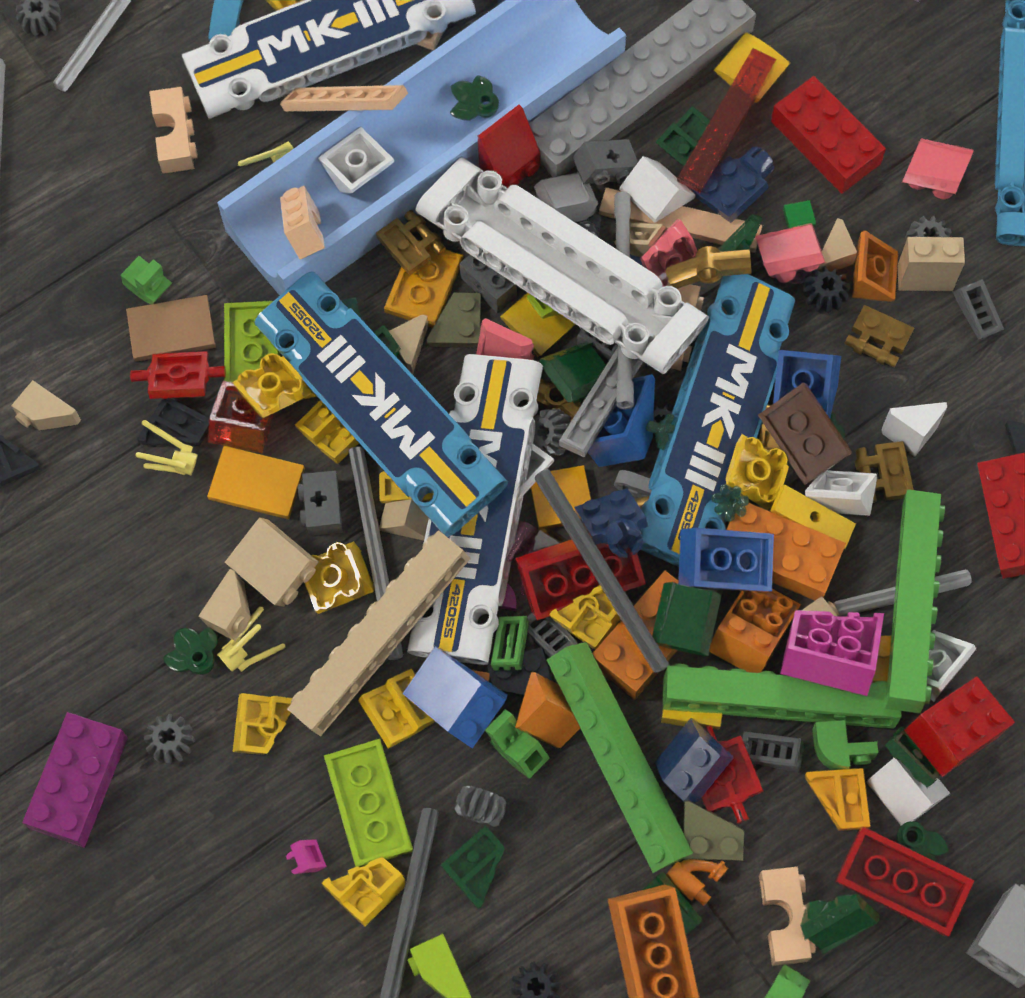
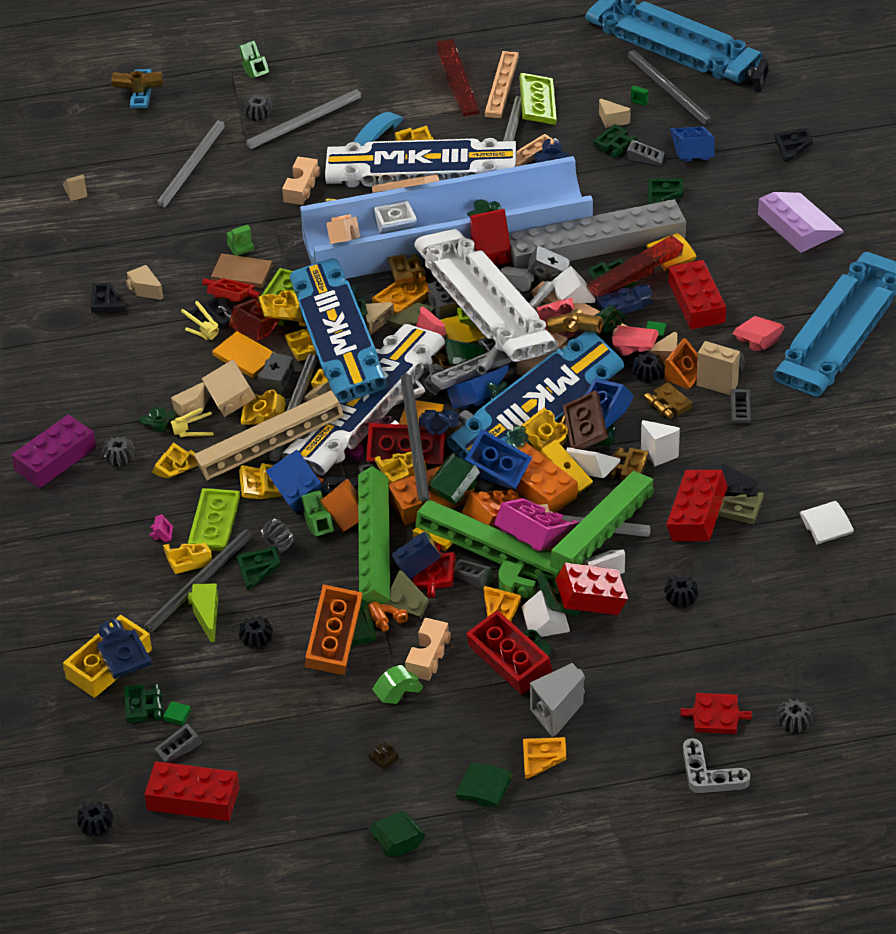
camera: 25 degrees right, 25 degrees down
(508, 662) = (344, 469): bright green tile -> none
(836, 921) = (455, 653): dark green slope -> none

